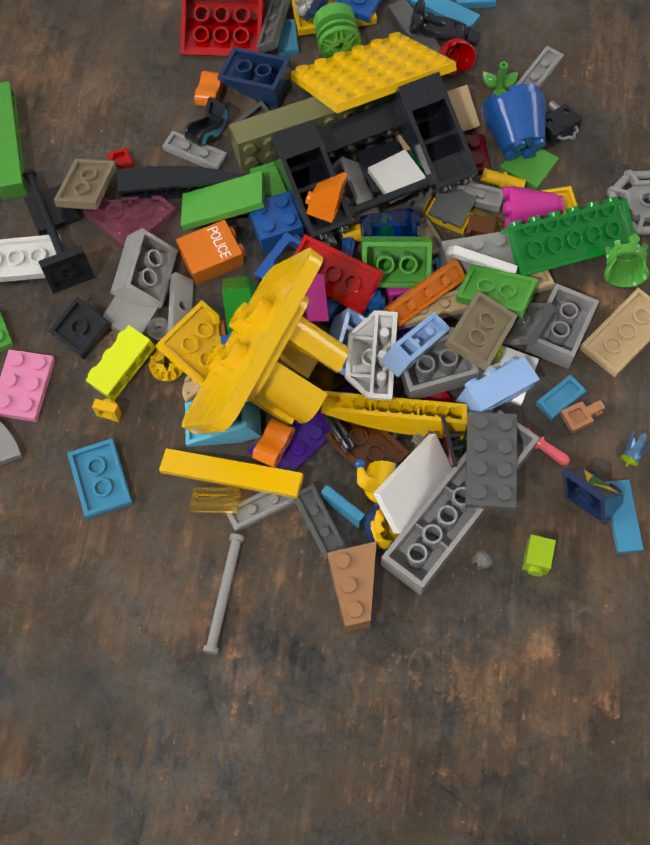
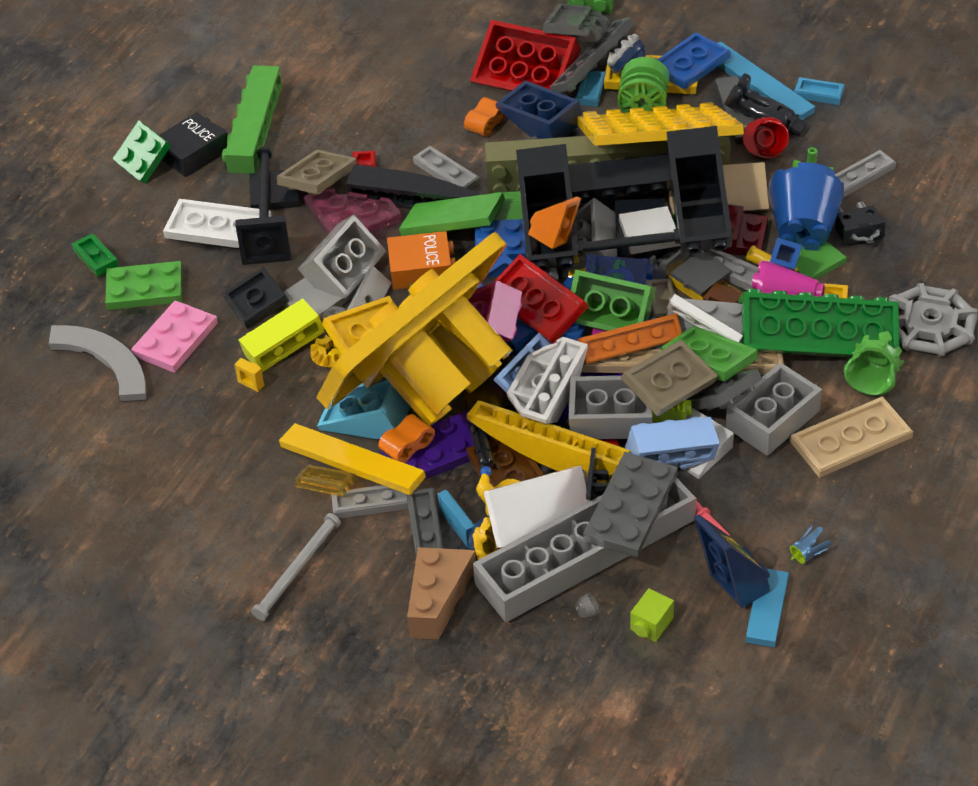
camera: 20 degrees right, 20 degrees down
(99, 478) = (215, 435): dark azure tile -> none
(210, 125) = (469, 149): black animal -> none
(415, 344) = (587, 372): light blue slope -> none
(520, 175) = (786, 253): none -> blue brick
(560, 397) = (746, 480): dark azure tile -> none
(580, 416) = (759, 499): nougat plate -> none

